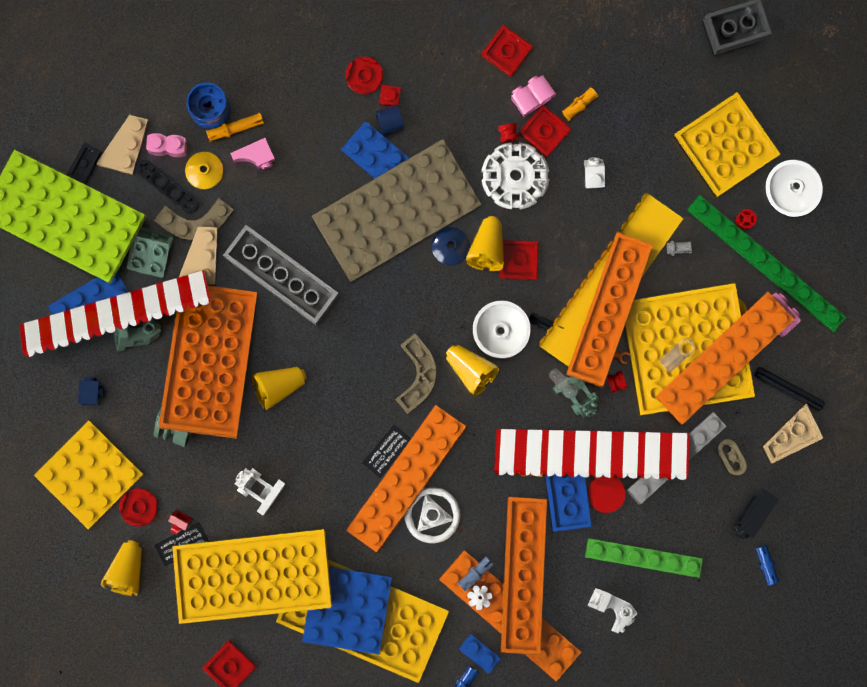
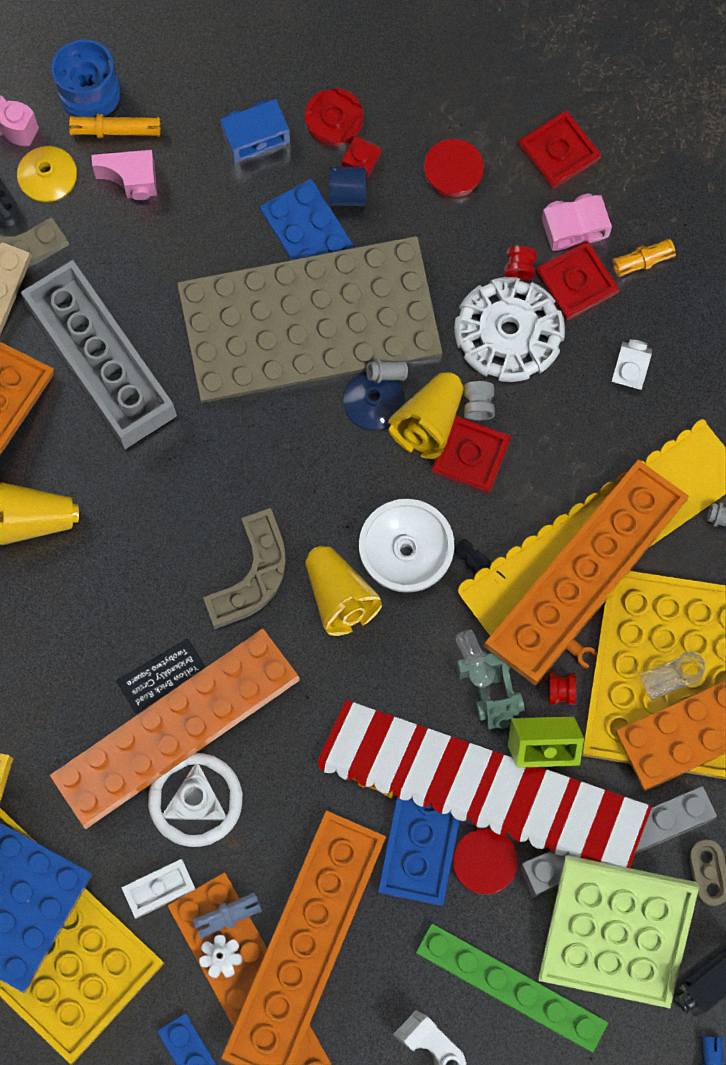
camera: 25 degrees right, 10 degrees down
(320, 101) = (255, 130): none -> blue brick
(430, 571) = (158, 888): none -> white plate
(448, 84) = (453, 168): none -> red tile
(452, 227) = (386, 370): none -> light grey pin
(512, 226) = (479, 400): none -> light grey wheel
(618, 416) = (545, 742): none -> lime brick
(692, 508) = (618, 931): none -> yellowish green tile

